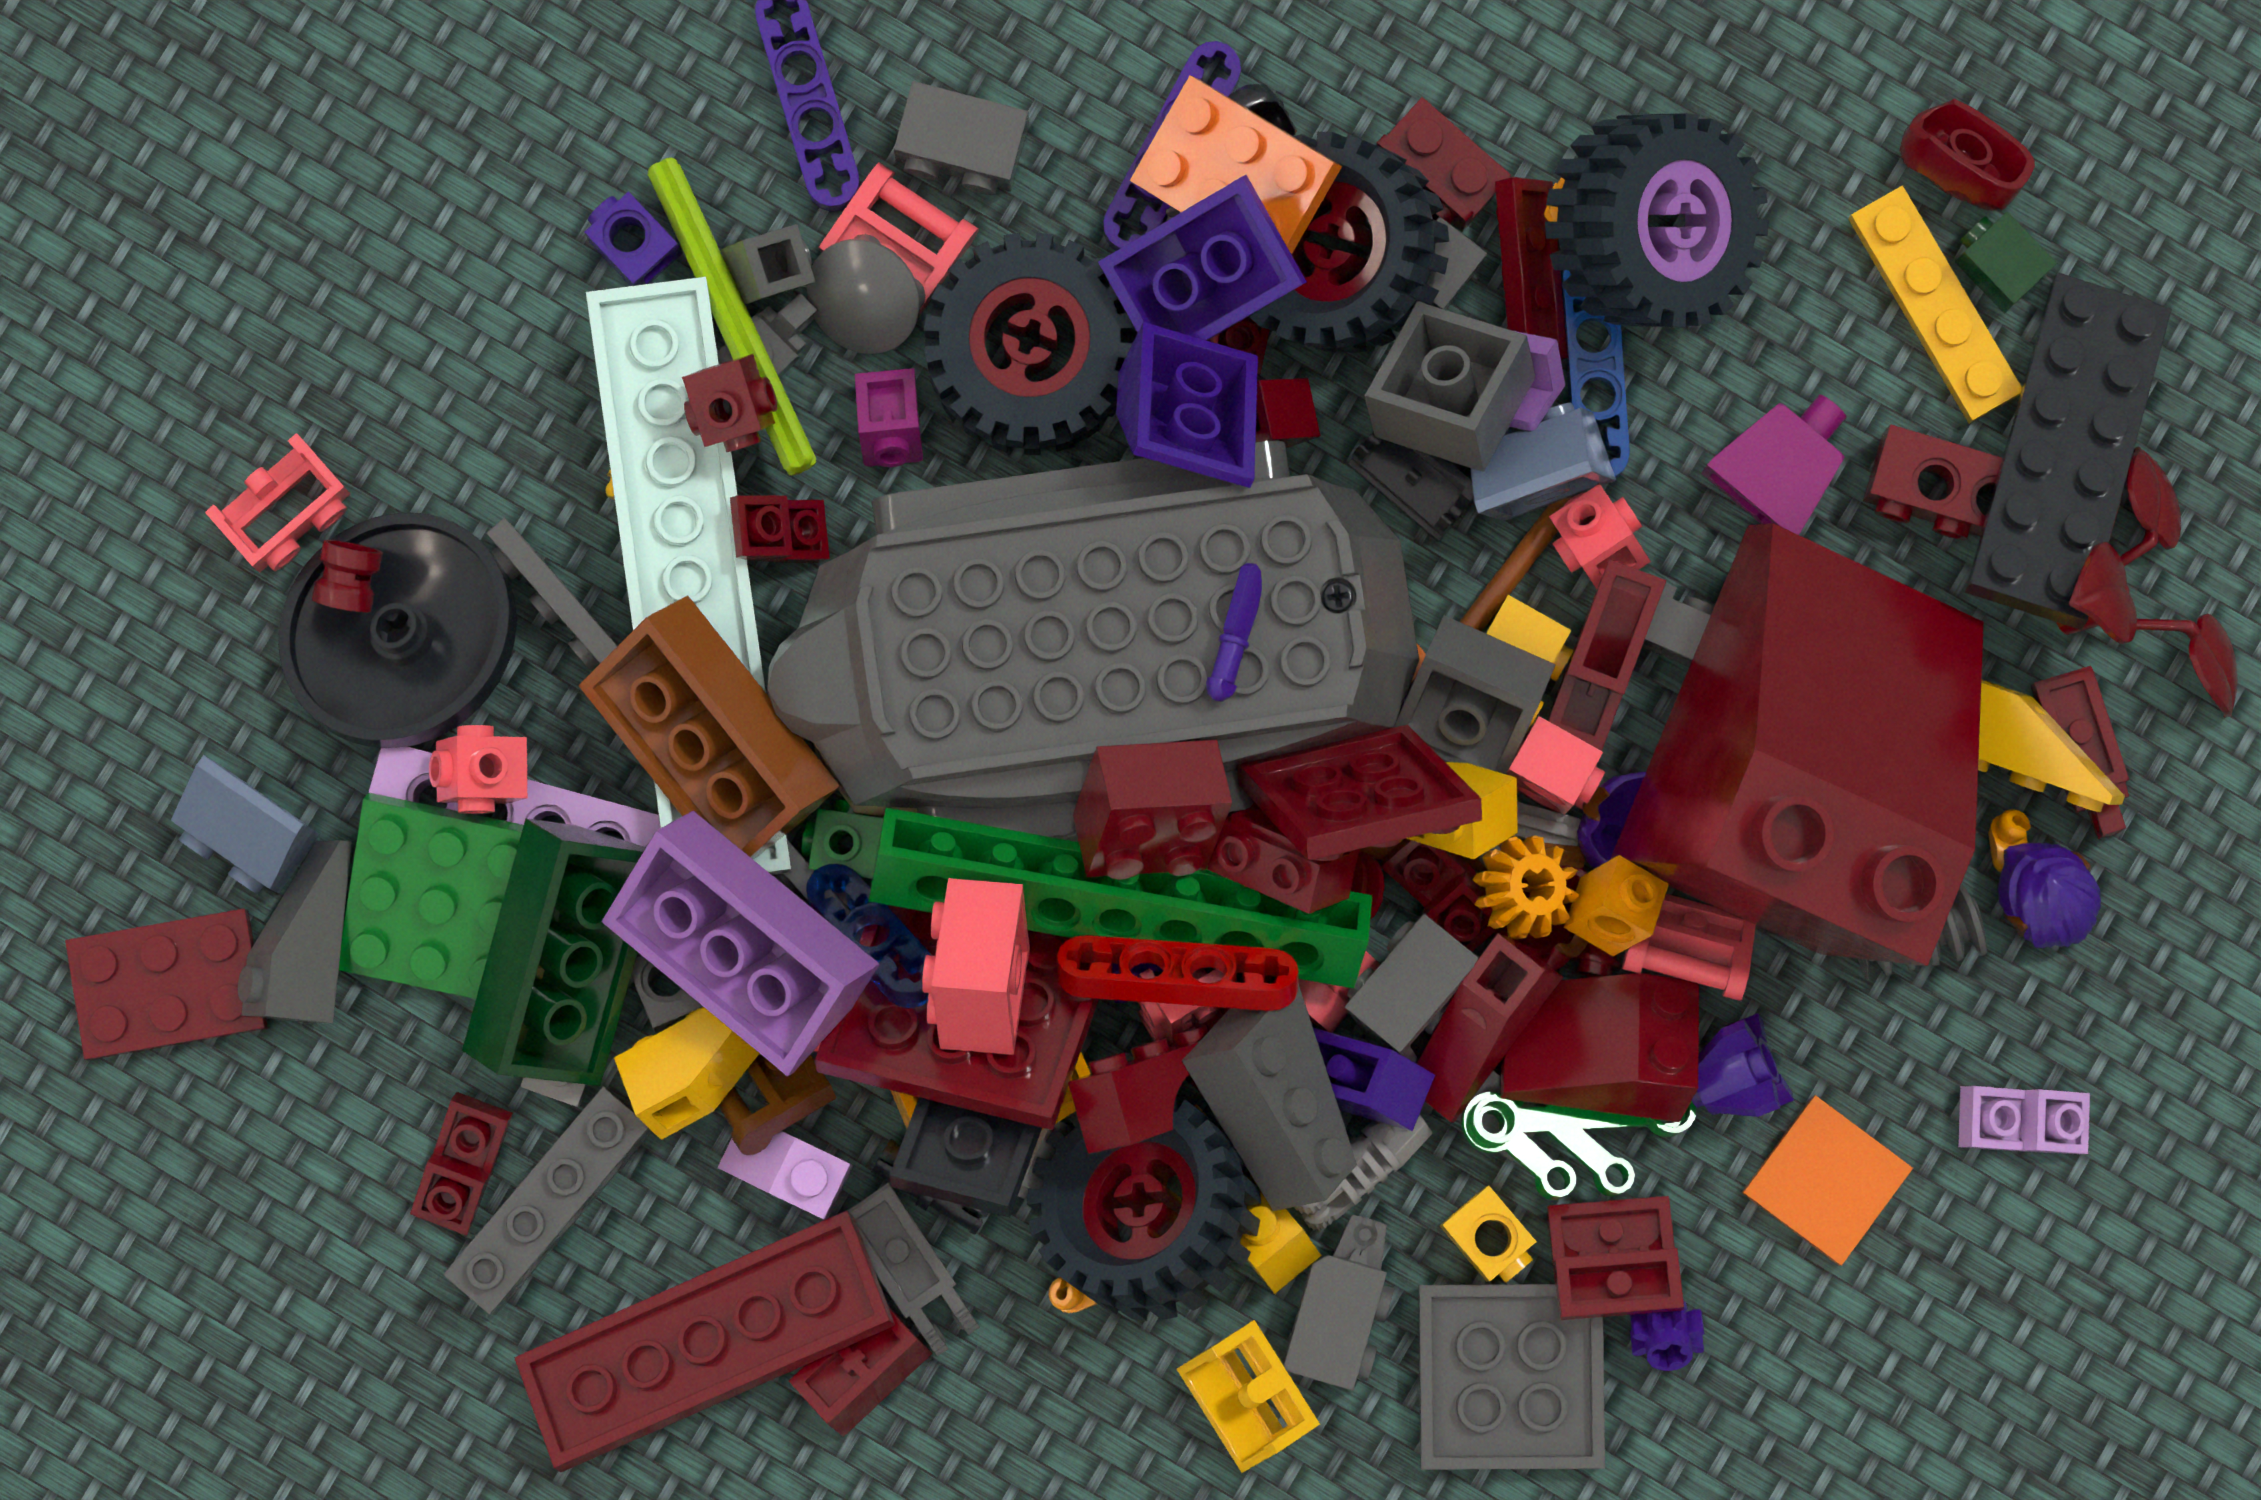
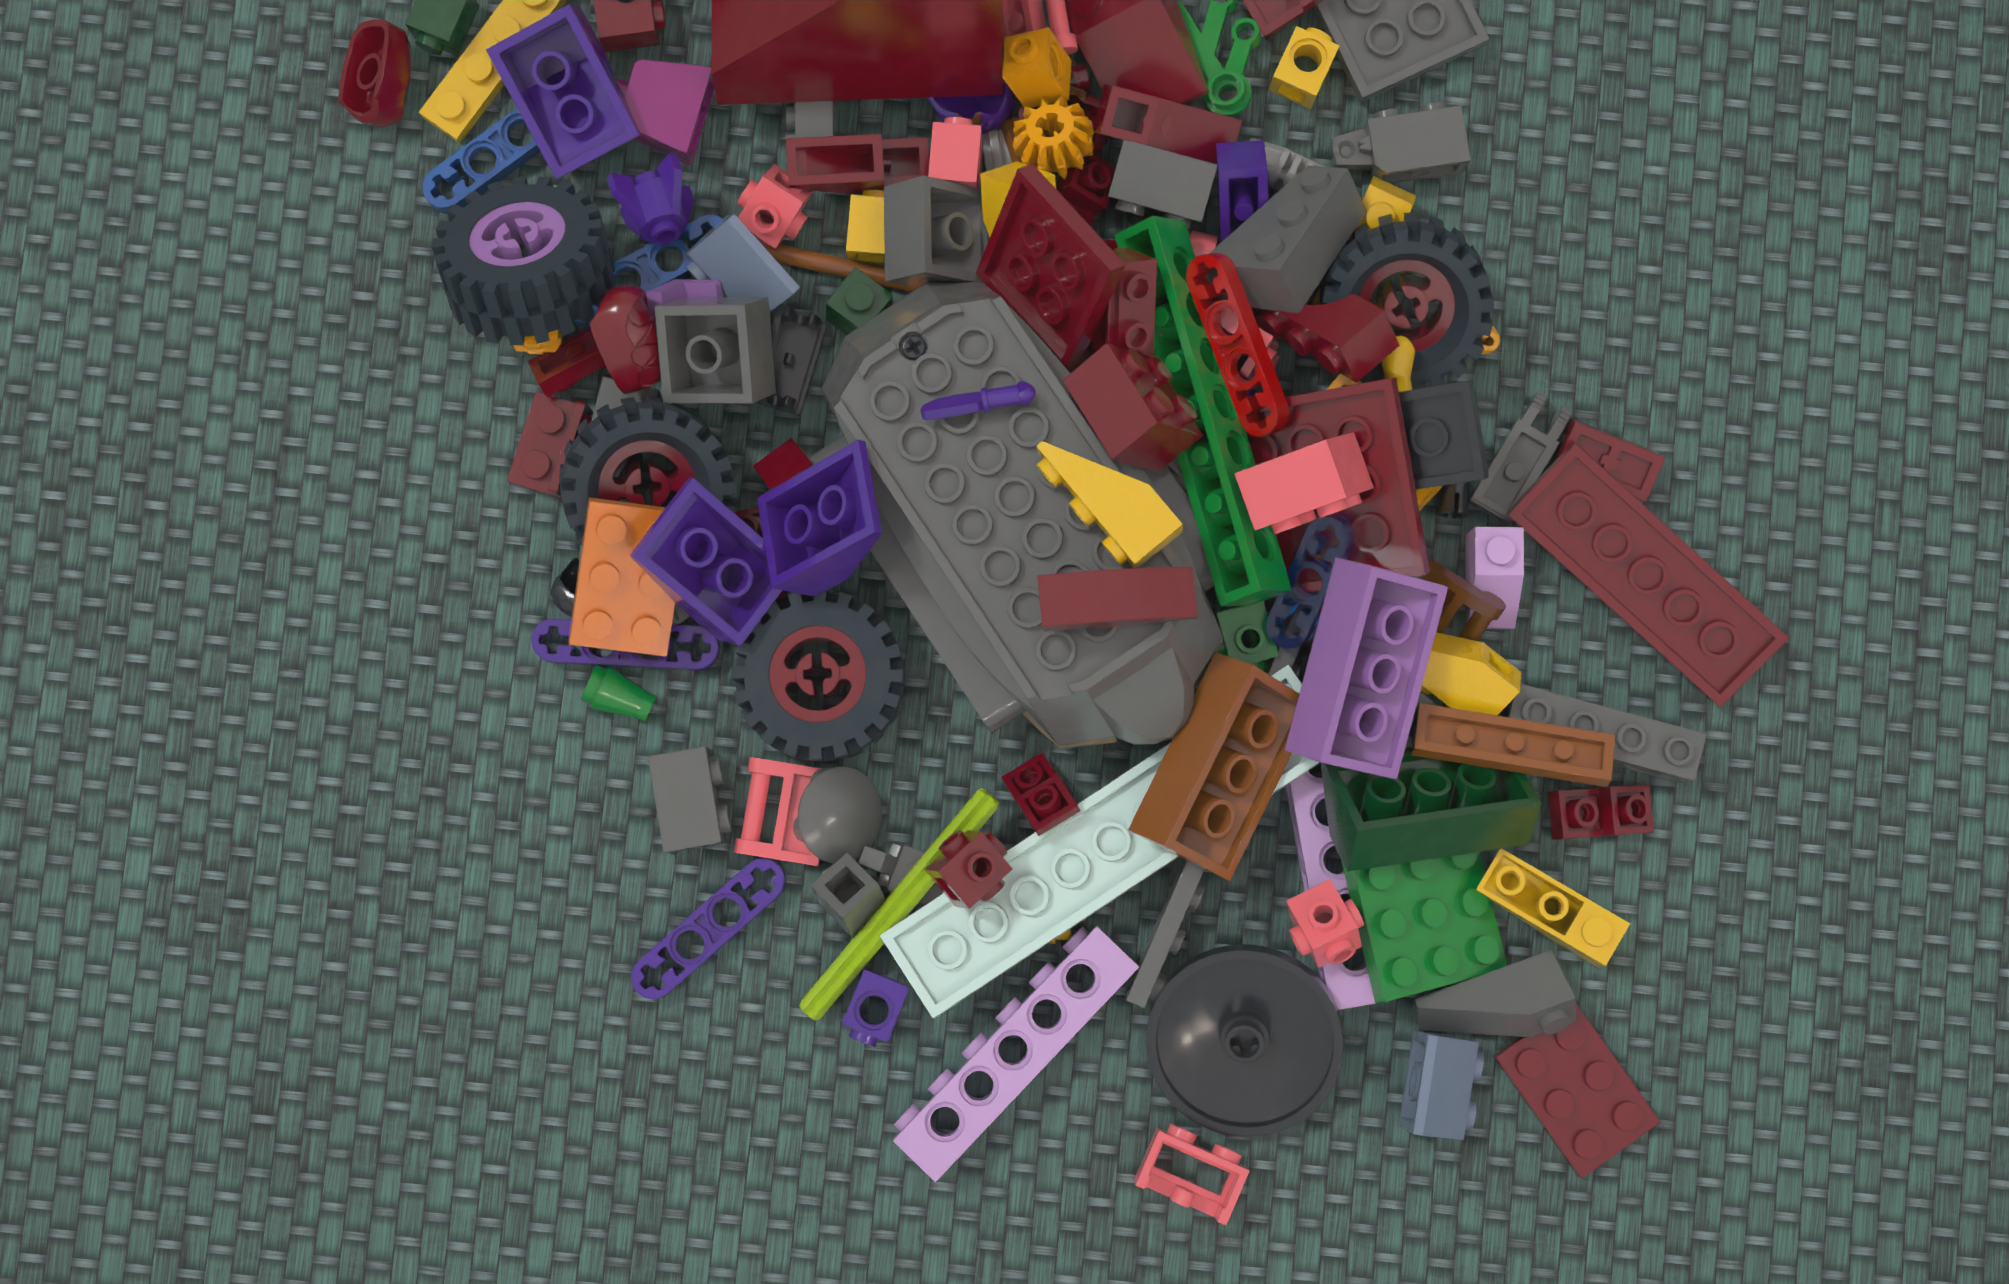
camera: 115 degrees left, 0 degrees up
(347, 576) = (1223, 1096): dark red wheel -> none
(378, 1048) = (1553, 909): none -> yellow slope
(441, 235) = (938, 1151): none -> lavender brick
(579, 1079) = (1513, 745): none -> dark orange plate
(888, 417) = (919, 757): magenta bracket -> none
(938, 678) = (1116, 597): none -> dark red slope
(1034, 731) = (1122, 507): none -> yellow slope
(1071, 1156) = (1400, 364): none -> yellow arm
(1119, 112) = (617, 694): none -> green cone
(1238, 1403) = (1508, 179): yellow window -> none
(1439, 583) = (856, 302): none -> dark green brick
(1509, 292) = (627, 338): none -> dark red piece
(1665, 403) = (655, 201): none -> dark purple brick
(1809, 265) = (493, 139): none -> blue beam
(1841, 357) = (565, 89): none -> dark purple slope

